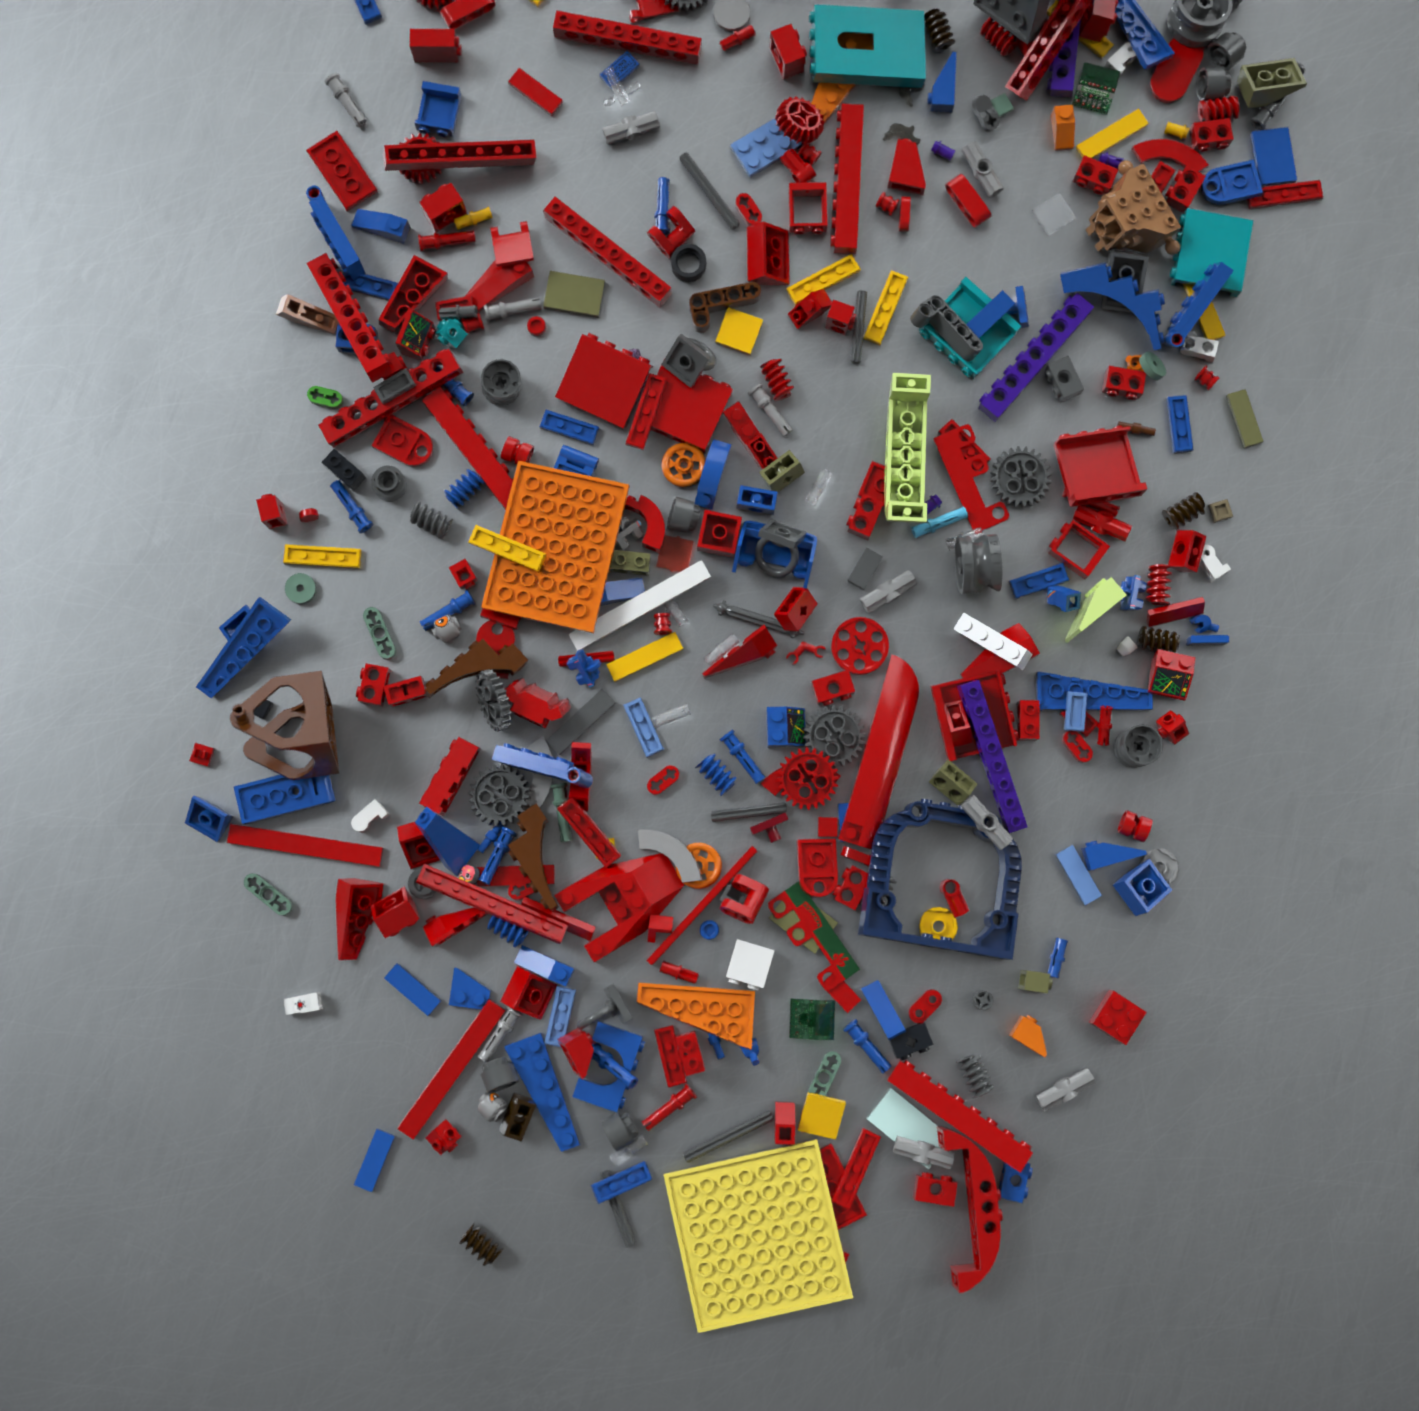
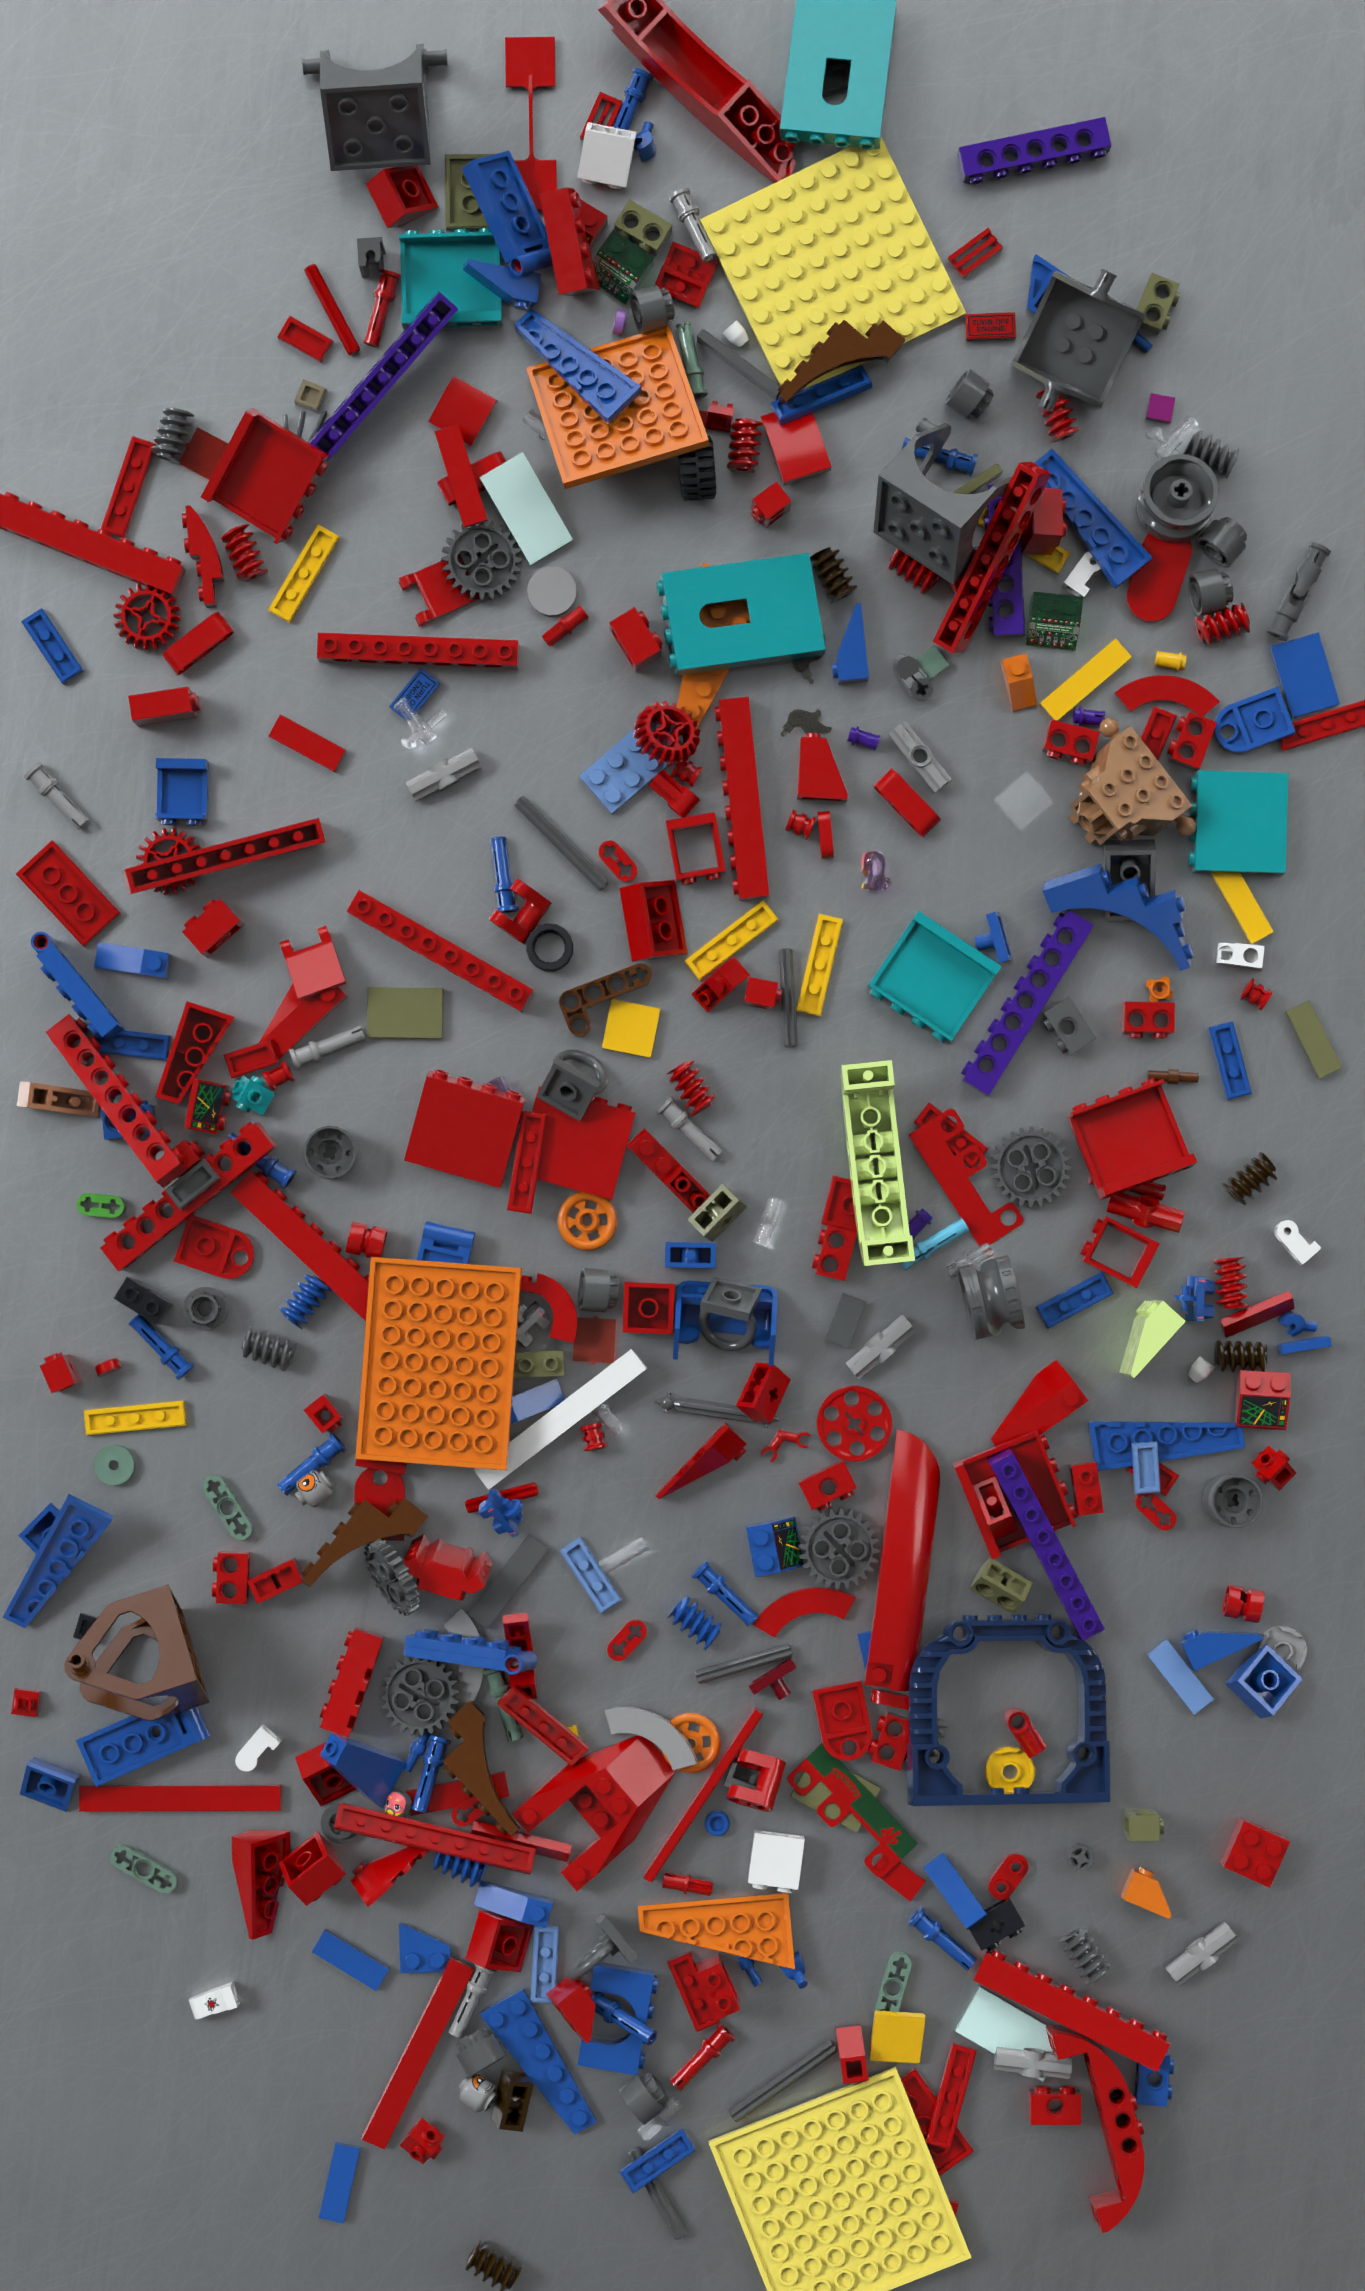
camera: 10 degrees left, 5 degrees up
(436, 240) = (212, 970): red pin -> none
(458, 312) = (257, 1067): dark grey axle -> none
(472, 218) = (254, 932): yellow pin -> none
(507, 548) = (376, 1376): yellow tile -> none
(536, 326) = (362, 1064): red tile -> none
(569, 427) = (428, 1193): blue tile -> none
(644, 656) = (577, 1482): yellow tile -> none
(659, 924) = (652, 1829): red panel -> none
(712, 473) = (627, 1227): blue arch -> none
(721, 649) = (675, 1458): clear pin -> none
(792, 787) = (830, 1597): red gear -> none
(812, 1019) = (866, 1916): clear green slope -> none
(827, 826) = (848, 1666): red tile -> none
(936, 244) = (873, 869): none -> clear purple animal
(948, 325) = (906, 982): dark grey beam -> none
(990, 314) = (956, 961): blue tile -> none
(993, 641) = (1025, 1396): white brick -> none
(995, 831) = (1063, 1643): light grey piece -> none
(1057, 957) = (1167, 1788): blue pin -> none
(1061, 597) = (1106, 1320): blue leg -> none
(1104, 725) = (1186, 1478): red pin -> none
(1152, 365) = (1182, 991): sand green piece -> none
(1187, 551) = (1261, 1233): red brick -> none
(1197, 303) = (1227, 904): blue hinge -> none
(1209, 130) = (1214, 654): red brick -> none
(1220, 511) = (1298, 1168): dark tan tile -> none
(1269, 81) = (1285, 577): olive slope -> none

